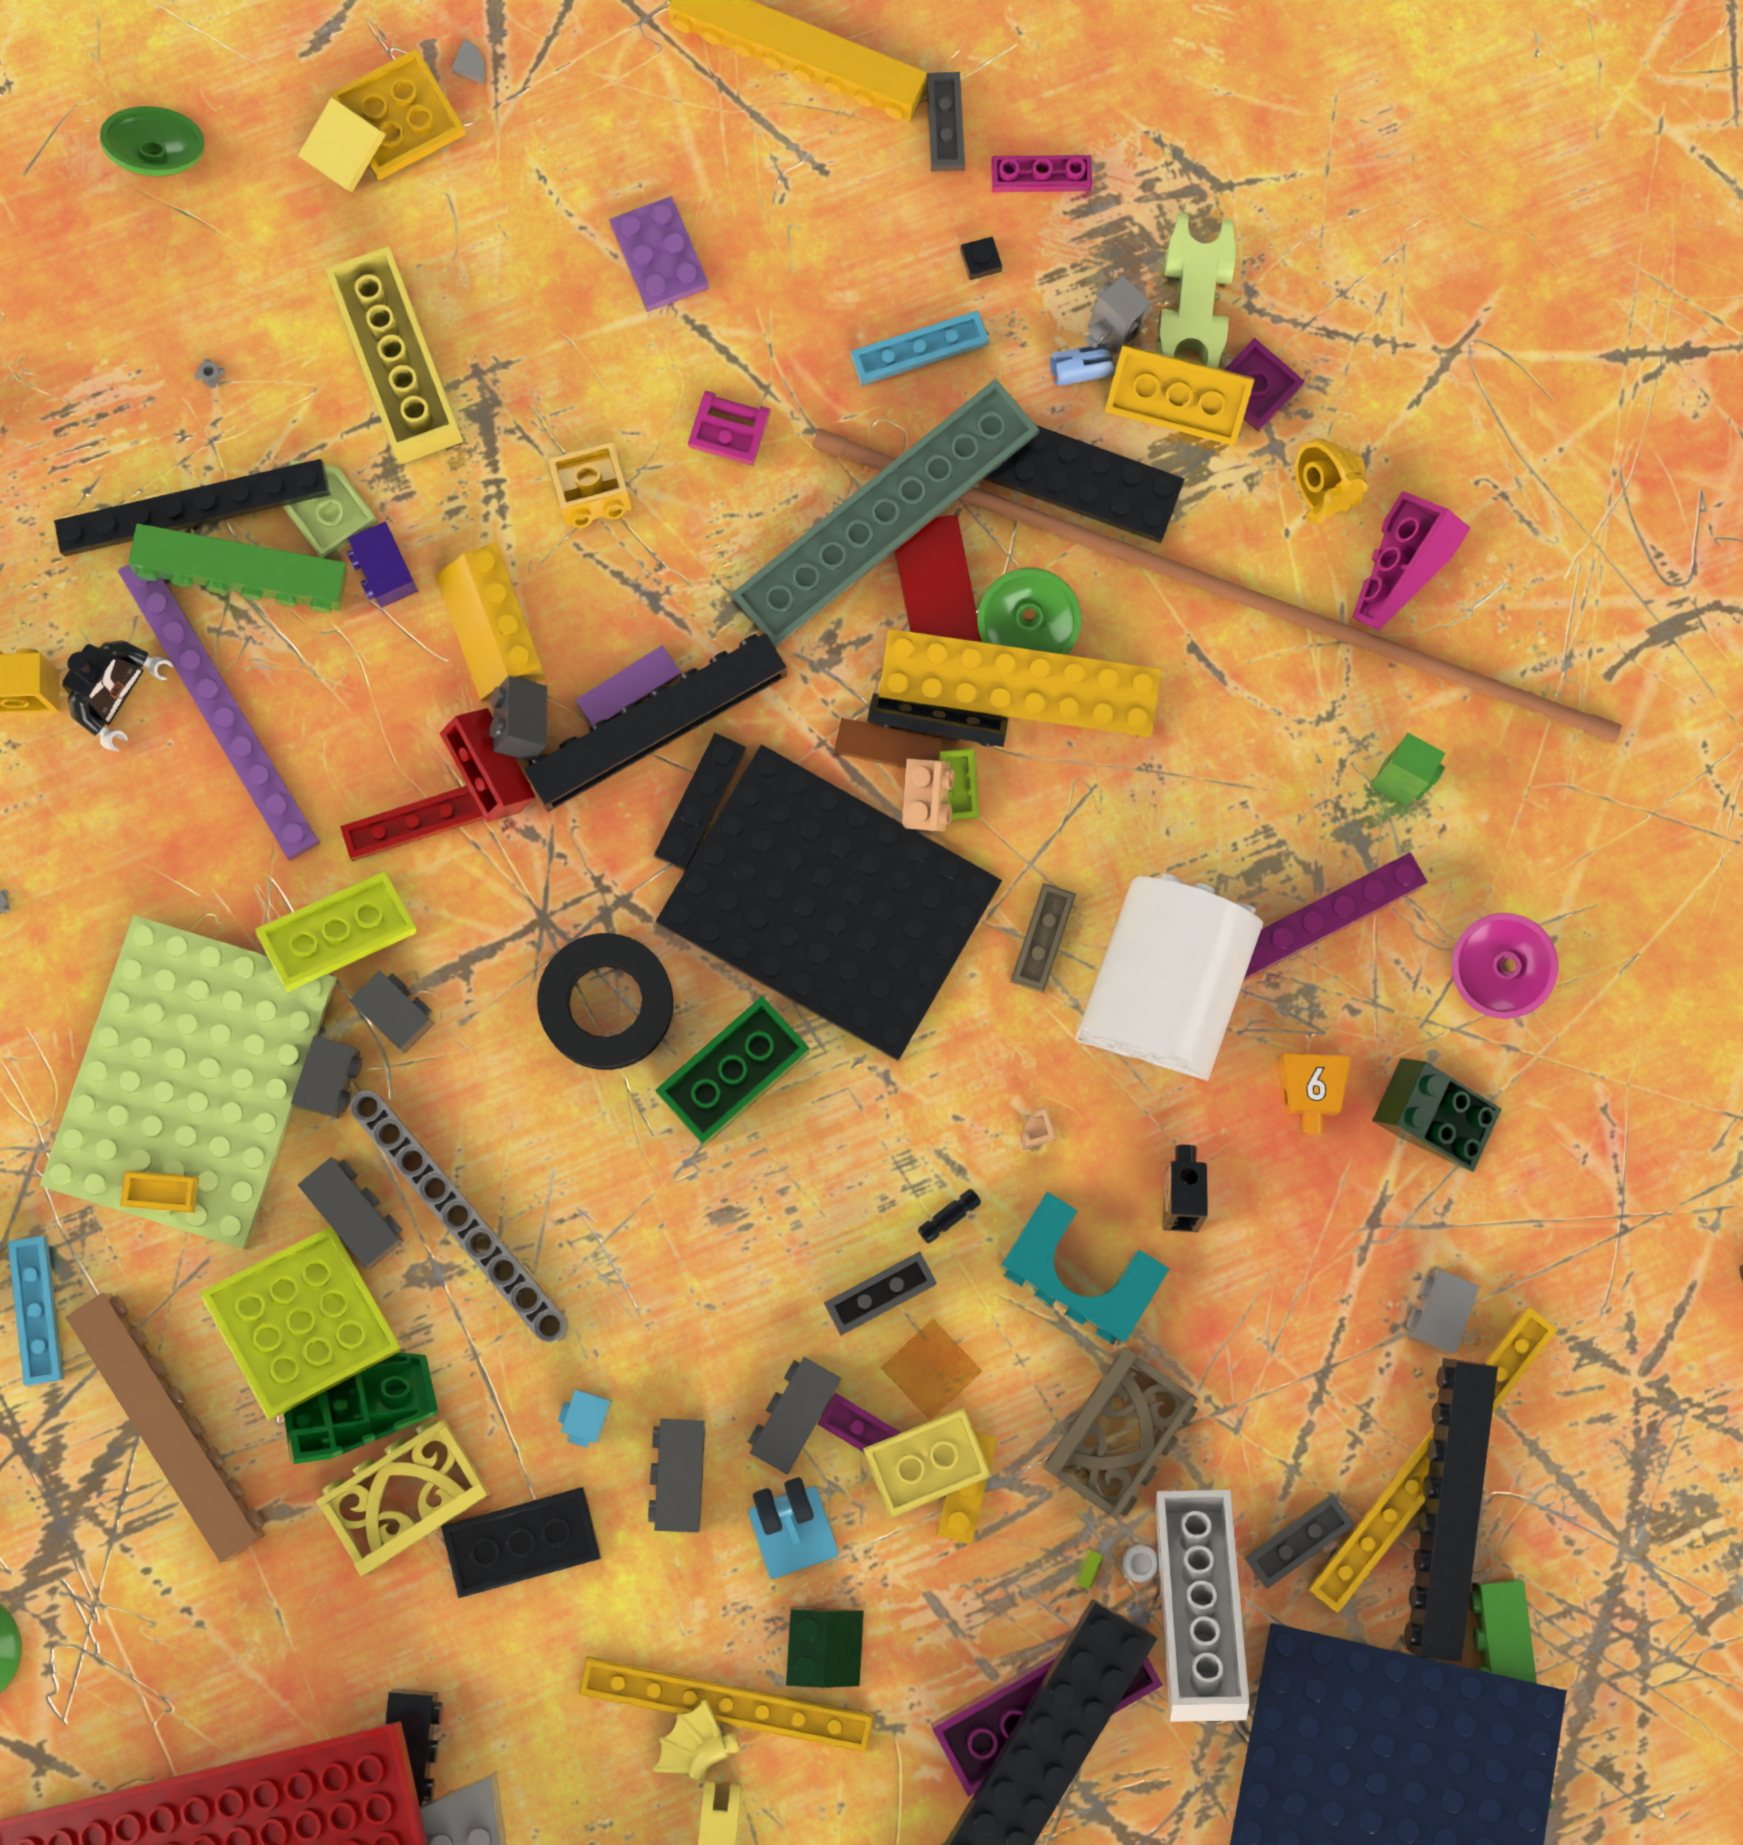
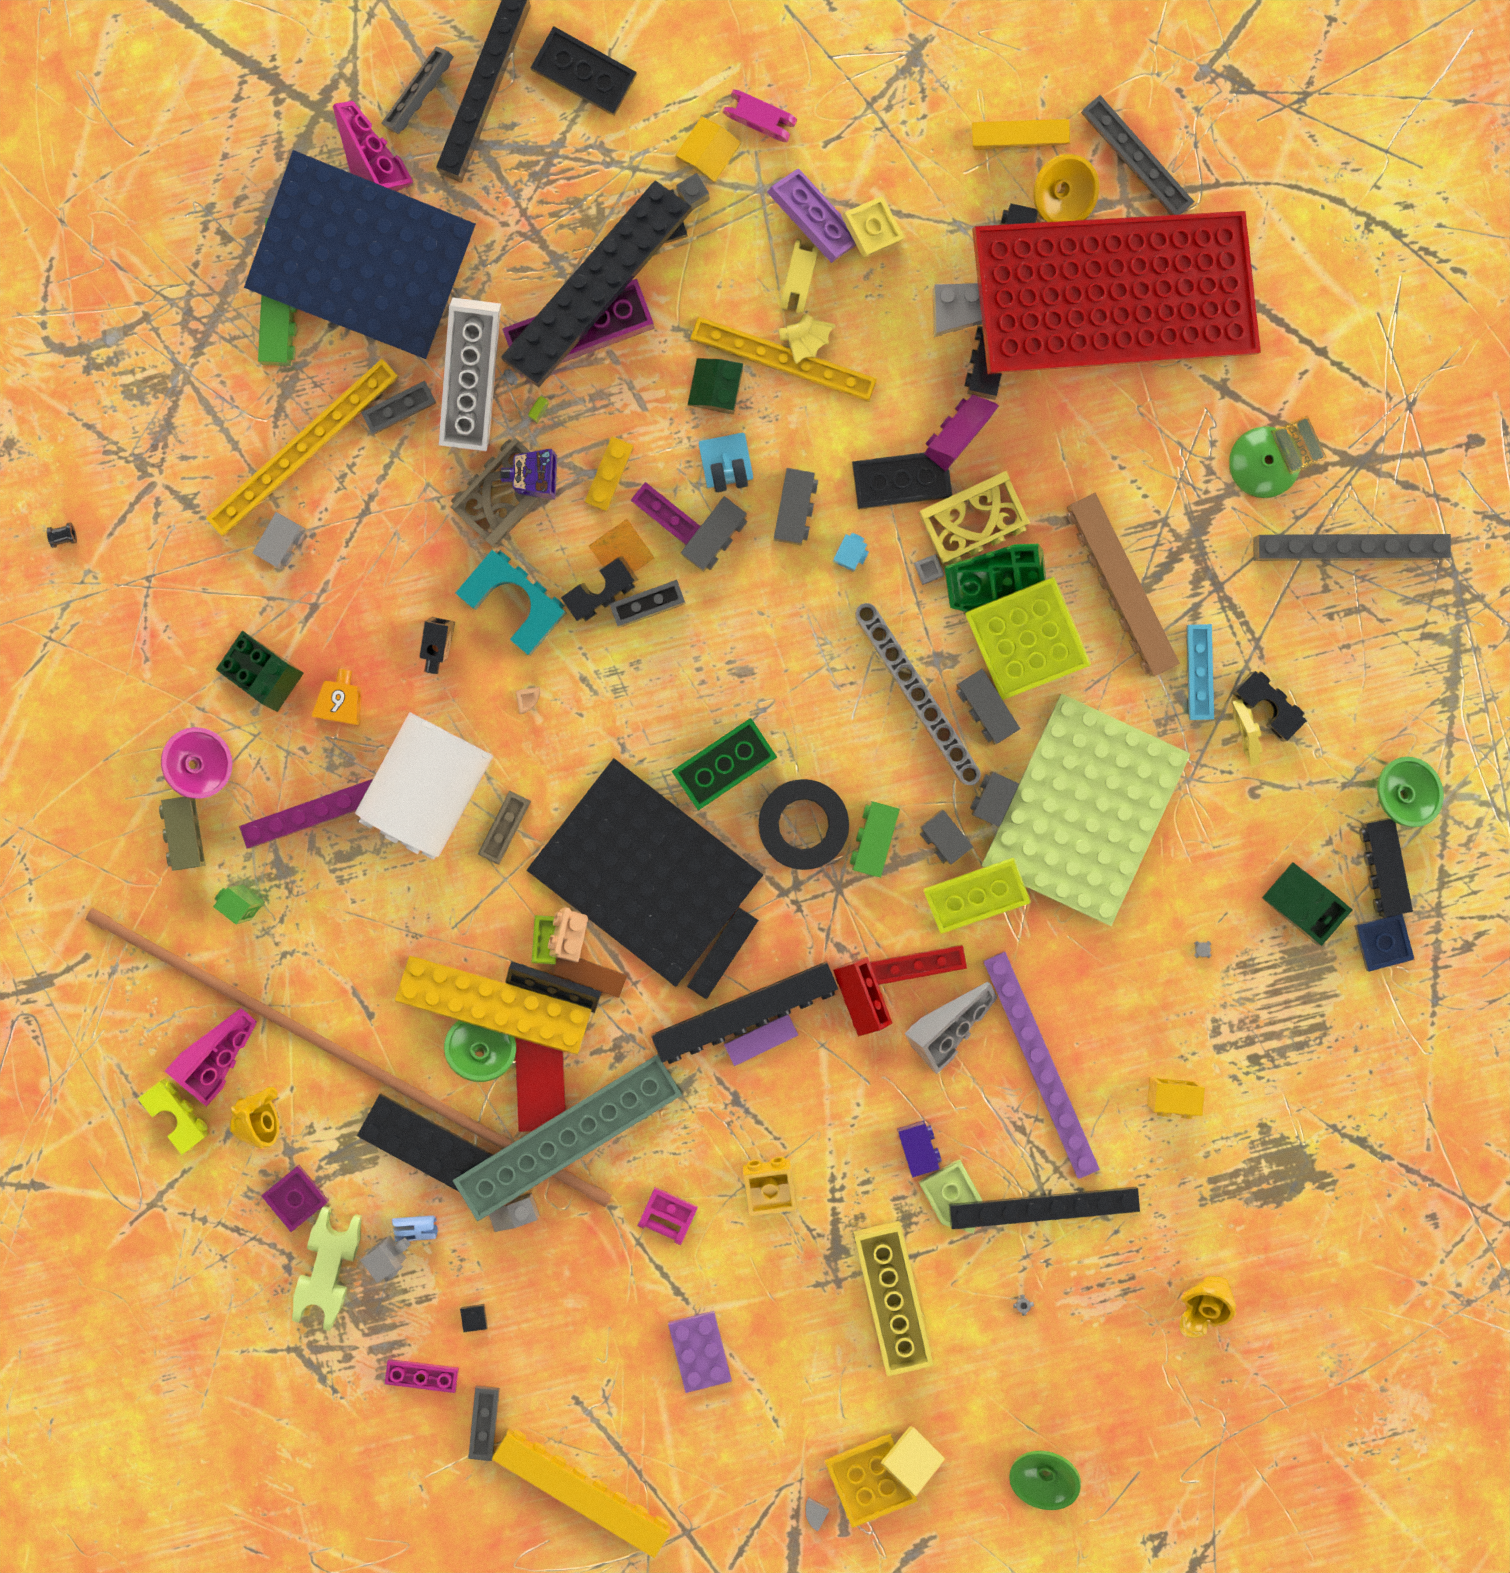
camera: 165 degrees left, 10 degrees up
(101, 683) = (1116, 1090): black torso -> none
(159, 1191) = (1111, 737): yellow tile -> none
(237, 568) = (1017, 1158): bright green brick -> none
(370, 730) = (943, 1029): none -> light grey wedge
(438, 1629) = (959, 430): none -> magenta slope
(464, 1409) = (929, 569): none -> light grey tile
(488, 620) = (850, 1097): yellow slope -> none
(497, 994) = (874, 838): none -> bright green brick
(519, 718) = (837, 1025): dark grey brick -> none
(919, 348) = (527, 1256): medium azure plate -> none
(927, 1462) = (632, 491): light yellow tile -> none
(940, 400) = (515, 1213): none -> light grey slope
(949, 1216) = (594, 650): black axle -> none
(976, 1283) = (618, 579): none -> black arch
(1080, 1465) = (533, 474): none -> torso
(1140, 1563) = (504, 408): white tile -> none
(1179, 394) = (350, 1195): yellow plate -> none
(1451, 1509) = (296, 413): black brick -> none
(1461, 493) = (165, 1098): none -> neon yellow arch
(1506, 863) = (182, 833): none -> olive brick

